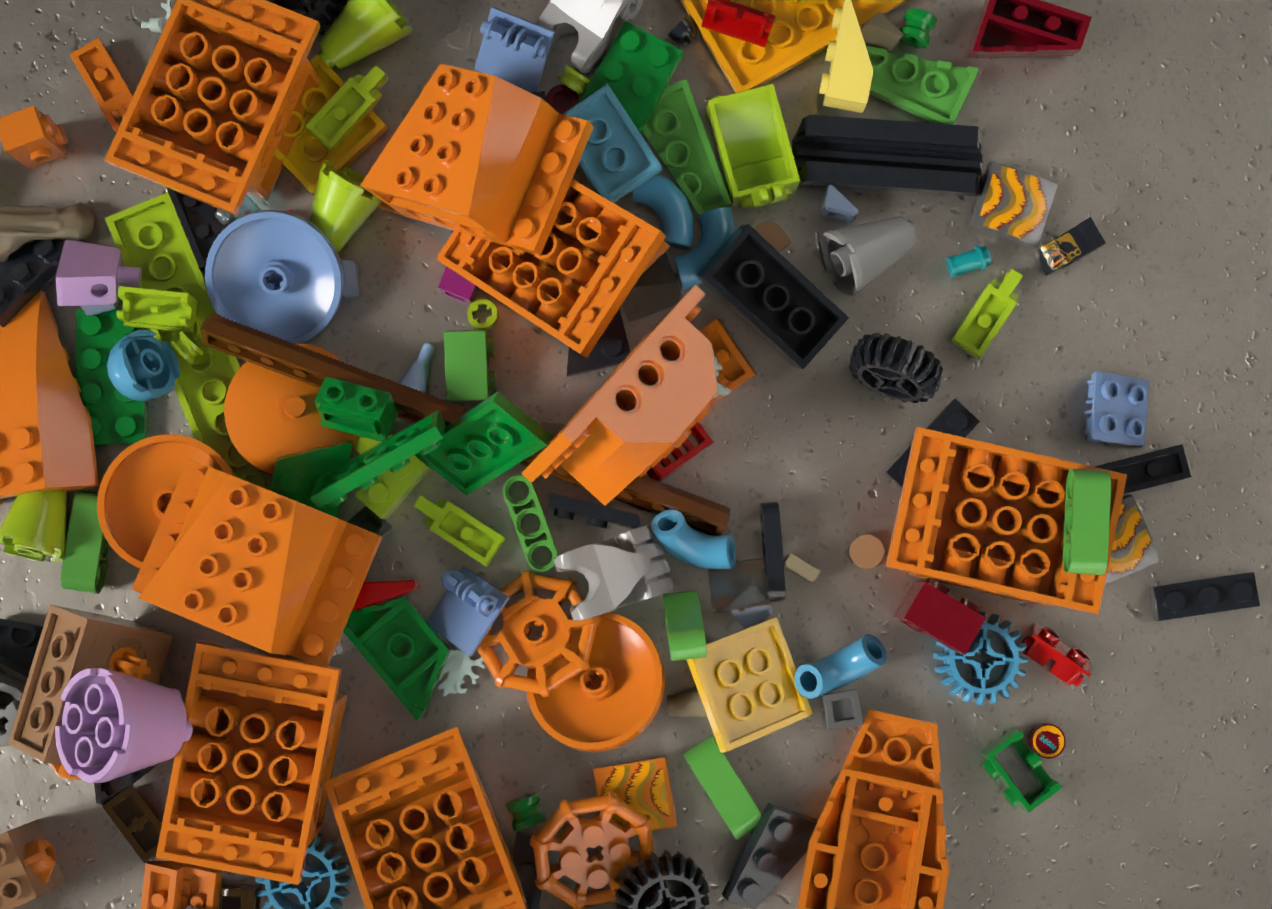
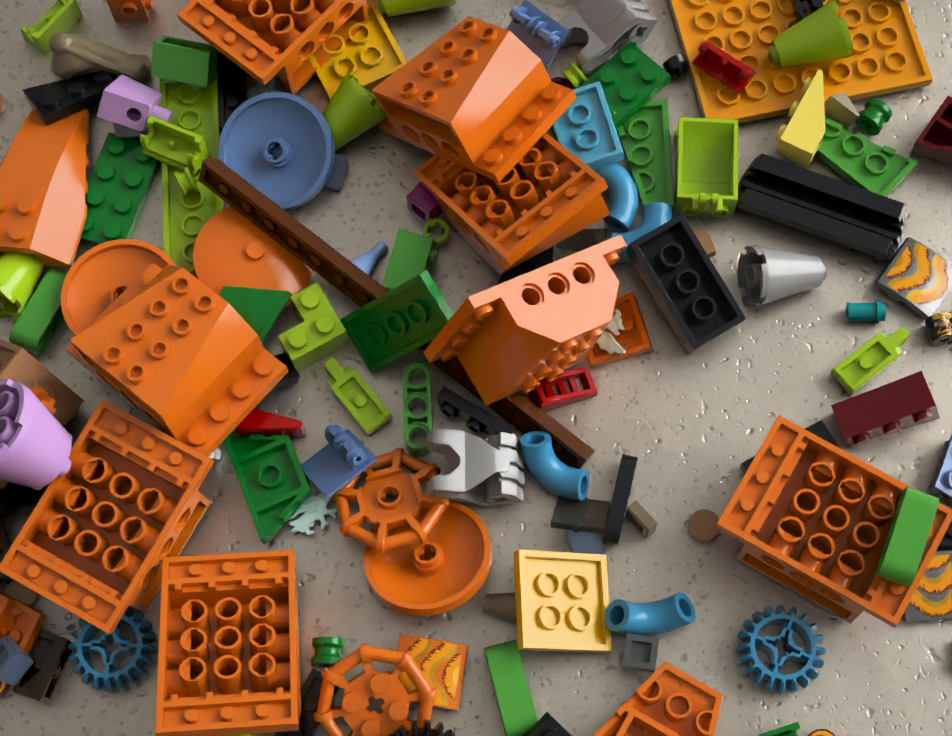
camera: 25 degrees right, 15 degrees down
(130, 206) = (184, 61): none -> bright green brick
(143, 366) = (144, 182): dark azure cylinder -> none
(347, 108) = (382, 42): lime hinge -> none
(356, 409) = (304, 265): green window -> none
(389, 454) = (297, 307): green plate -> none
(684, 625) = (521, 529): bright green beam -> none
(837, 206) = (763, 233): sand blue slope -> none
(896, 368) = (775, 372): black gear -> none
(939, 616) = (752, 593): dark red brick -> none
(1020, 371) = (886, 410): none -> dark red wedge
(1068, 661) = (861, 679): red hinge -> none

